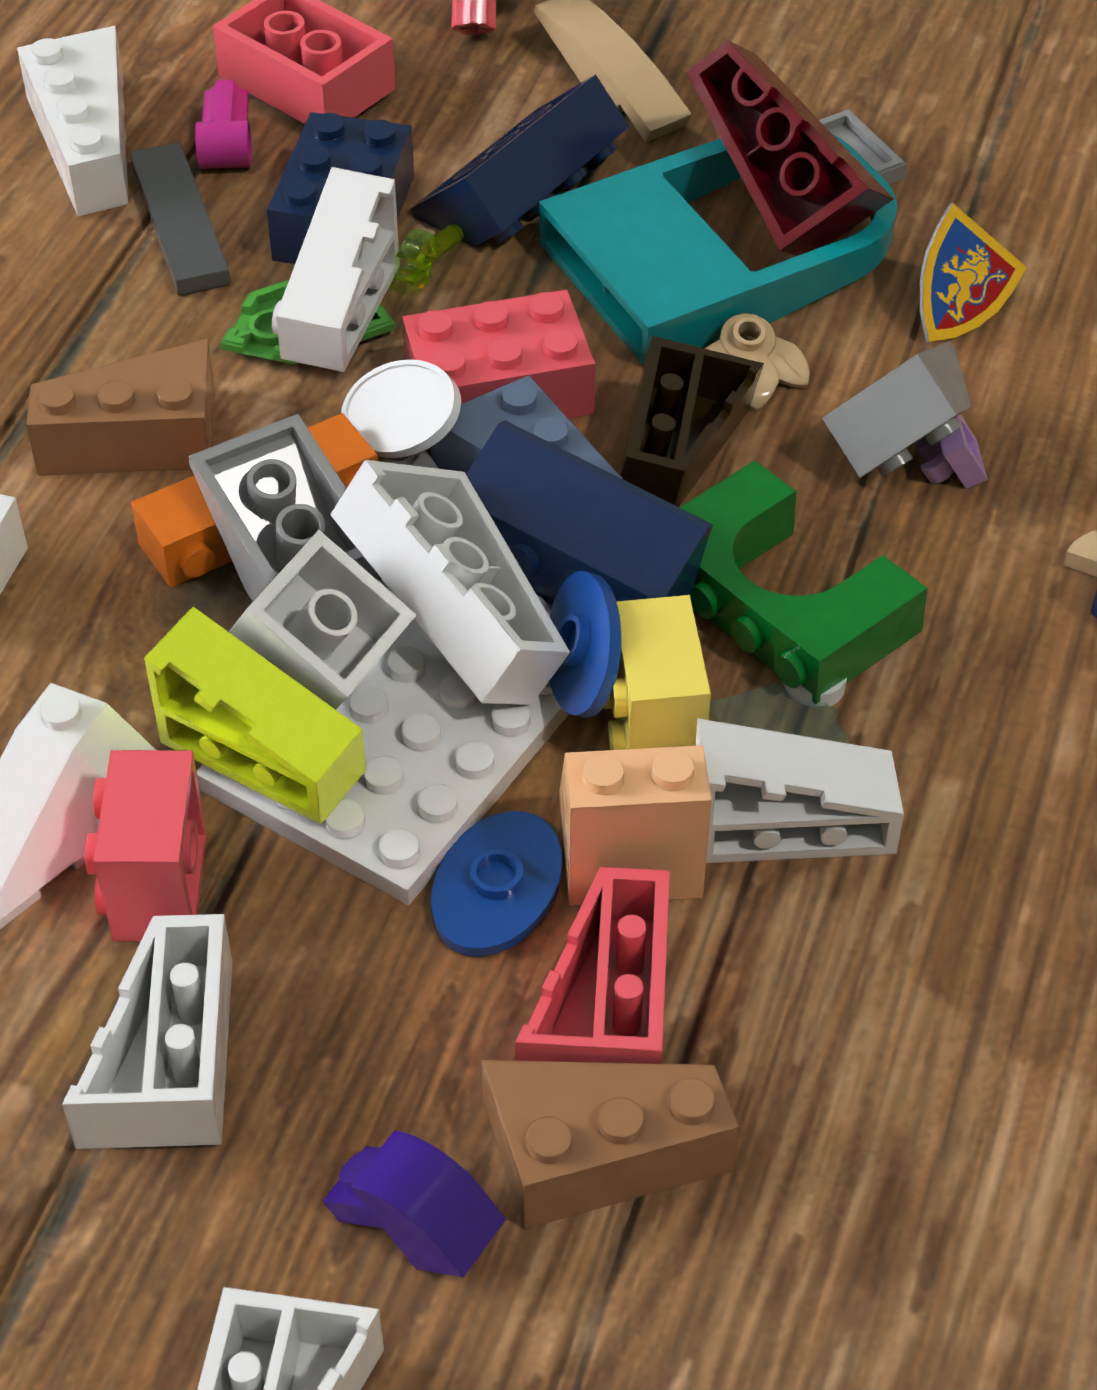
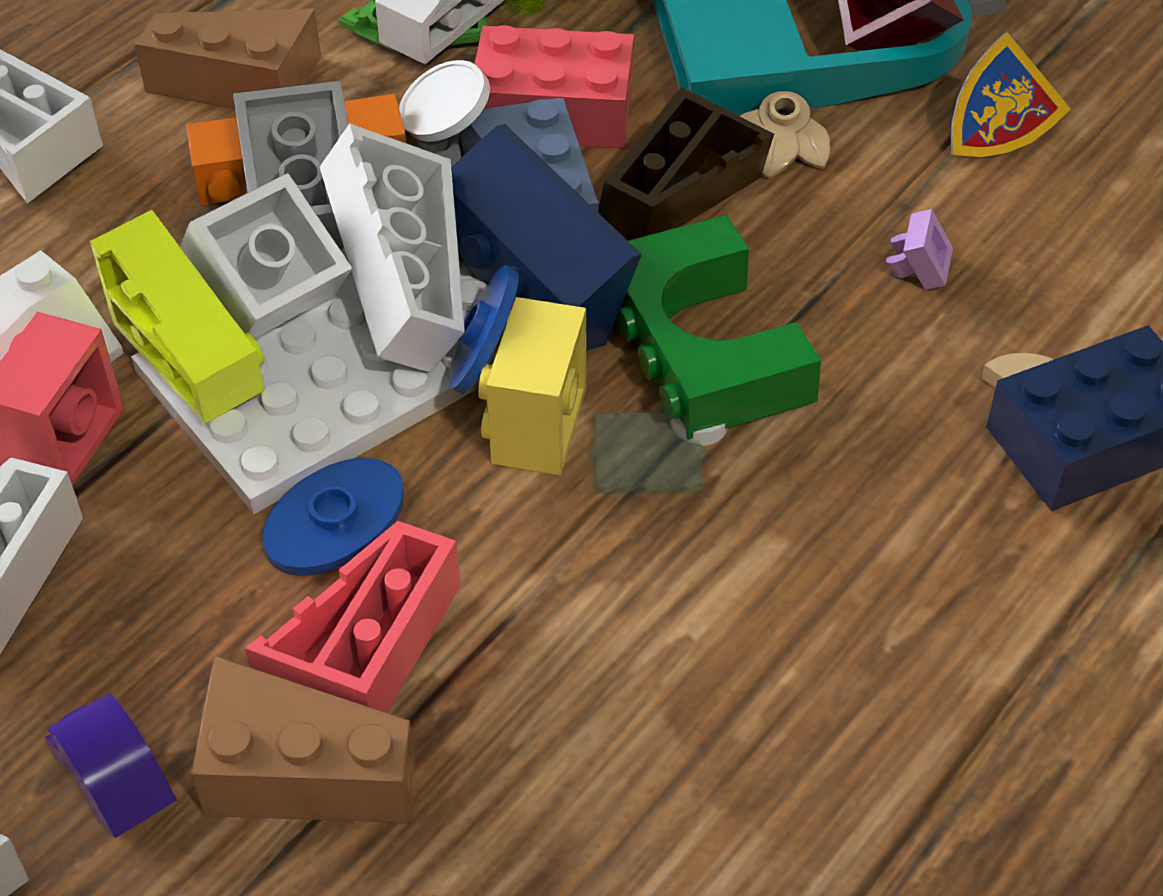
camera: 20 degrees right, 0 degrees up
(636, 813) = (459, 486): light nougat slope -> none
(796, 796) = (609, 508): white wedge -> none
(900, 410) = (878, 200): light grey slope -> none

